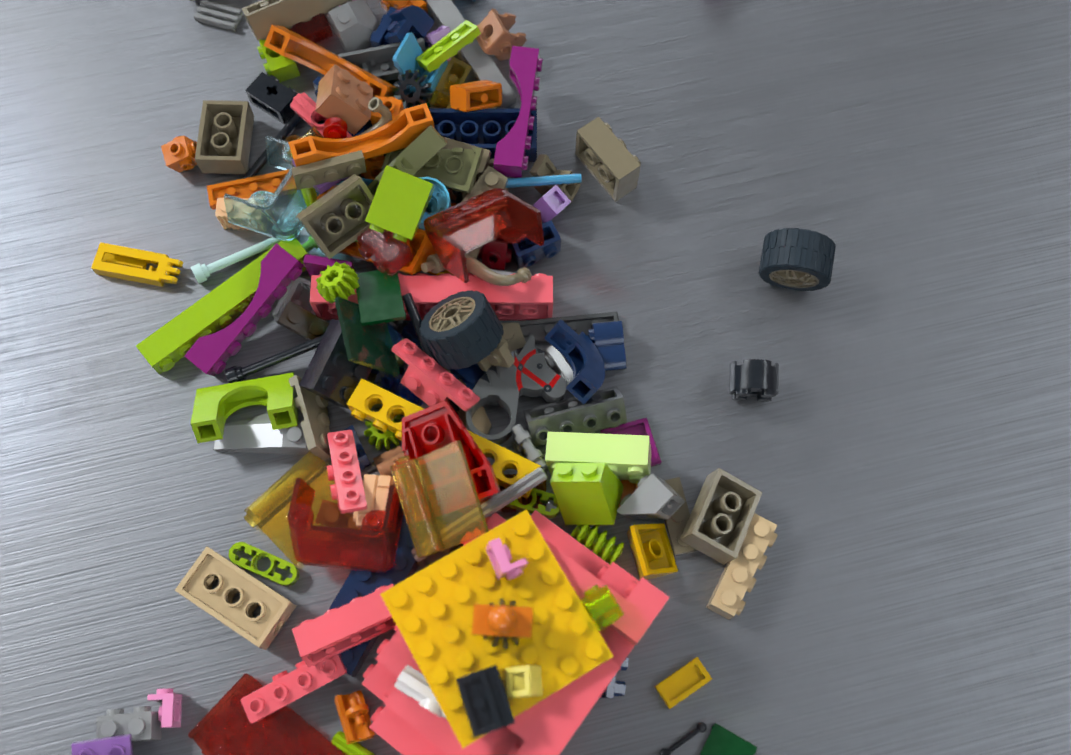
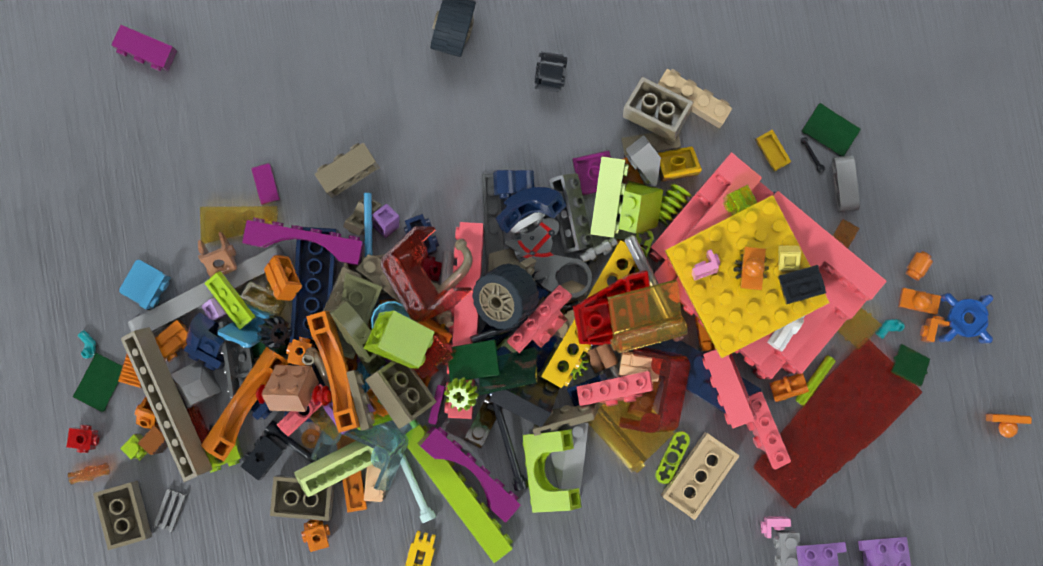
camera: 85 degrees left, 15 degrees up
(251, 153) = (334, 467): none -> yellowish green brick
(543, 36) = (231, 220): none -> clear yellow wing
(585, 84) = (265, 184): none -> magenta tile

